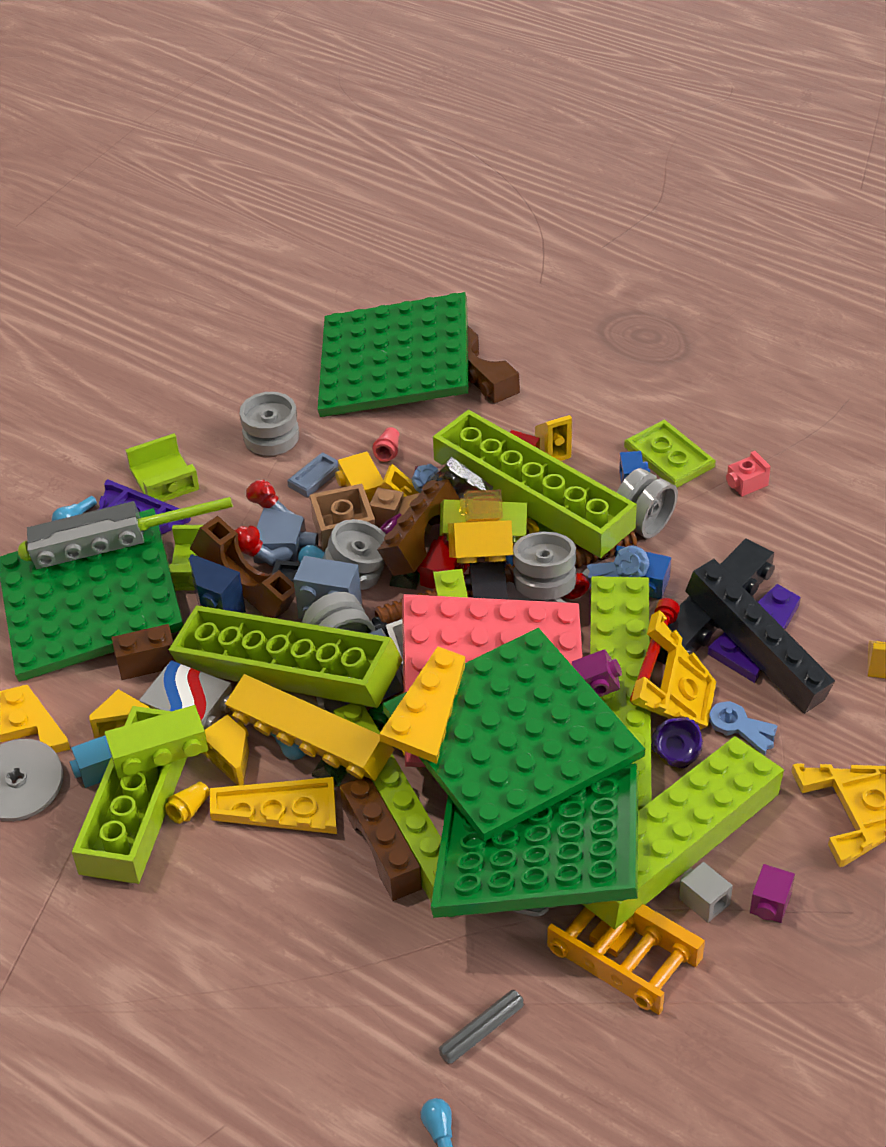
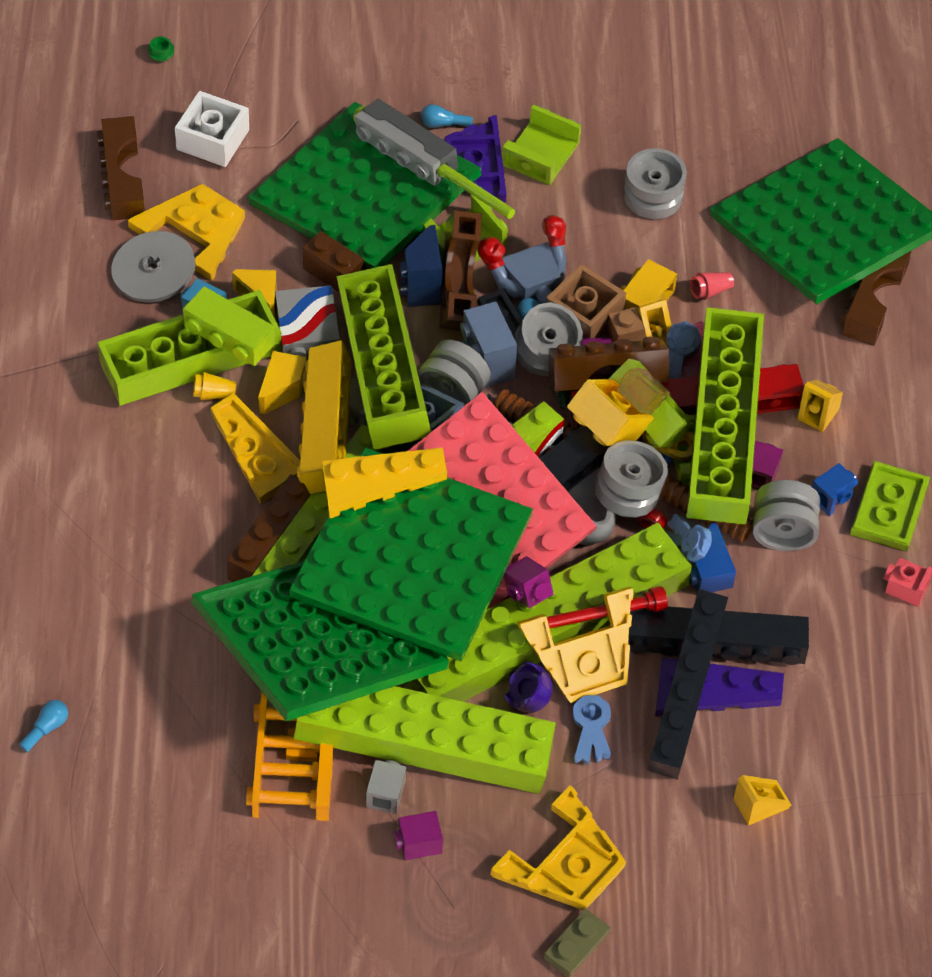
camera: 50 degrees right, 10 degrees up
(314, 475) = (630, 254): sand blue tile -> none
(460, 477) = (679, 353): clear smoke wing -> none
(481, 1026) = (153, 701): dark grey axle -> none

